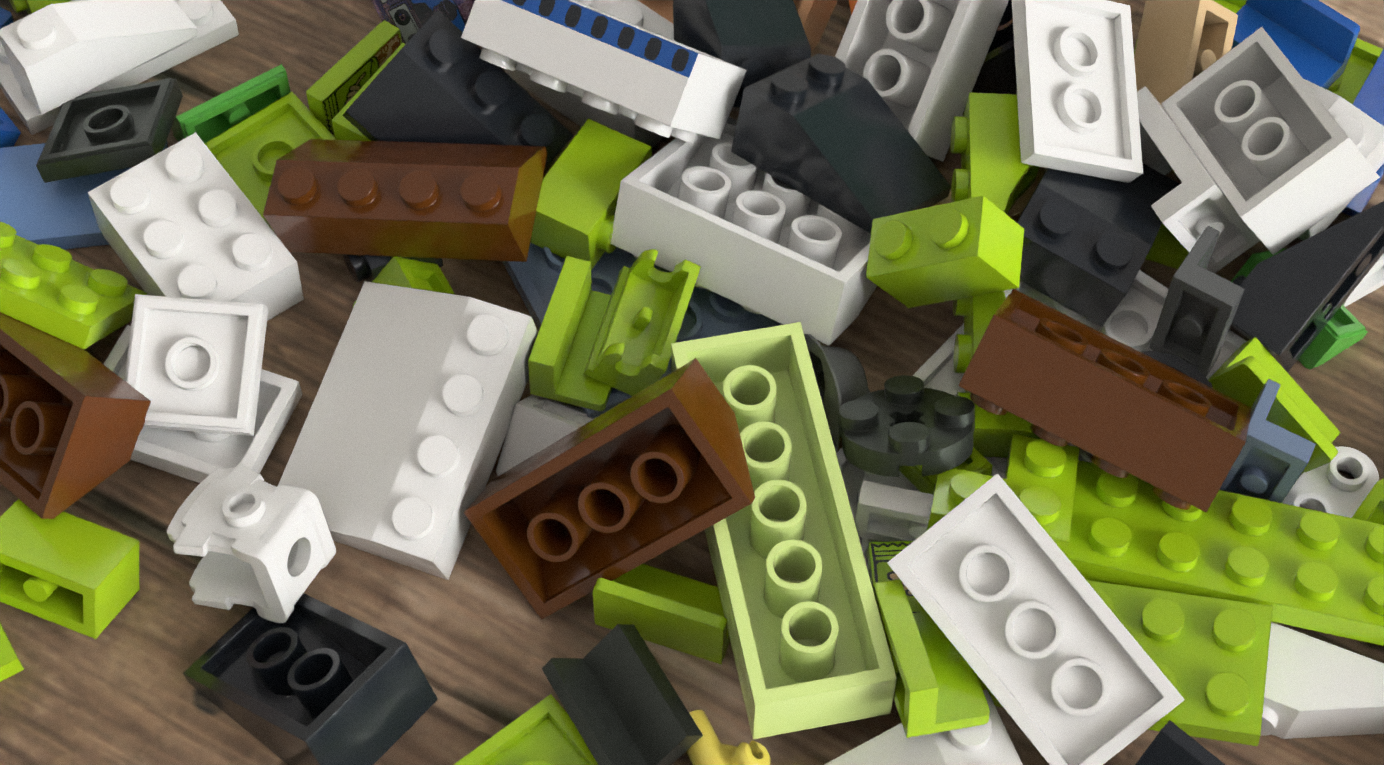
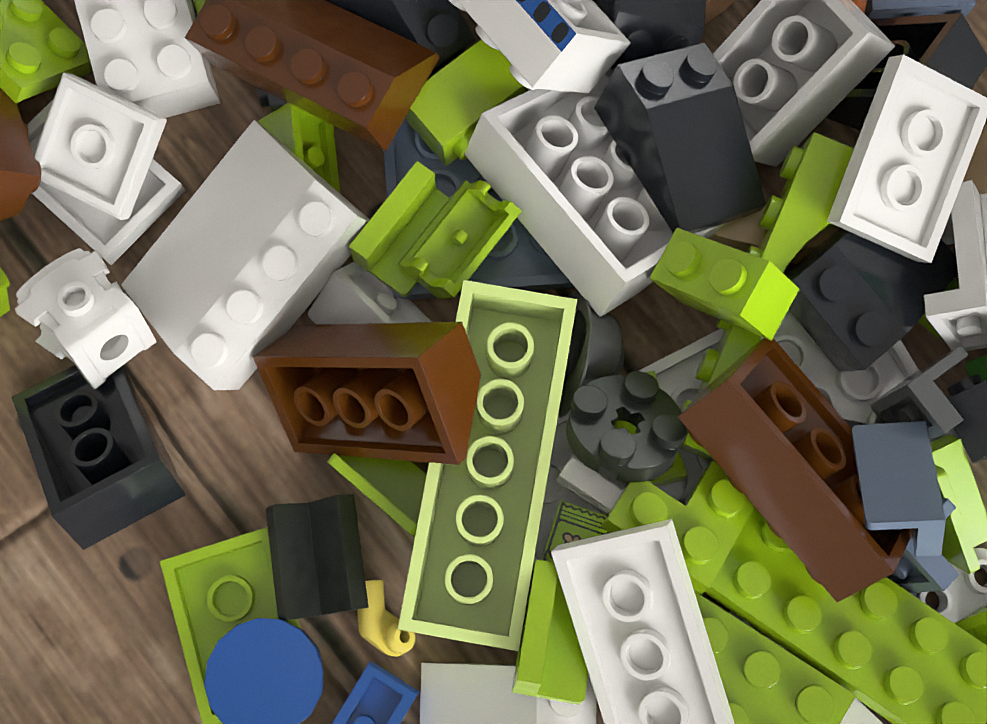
camera: 20 degrees right, 20 degrees up
(1214, 366) = (900, 482): none -> sand blue panel

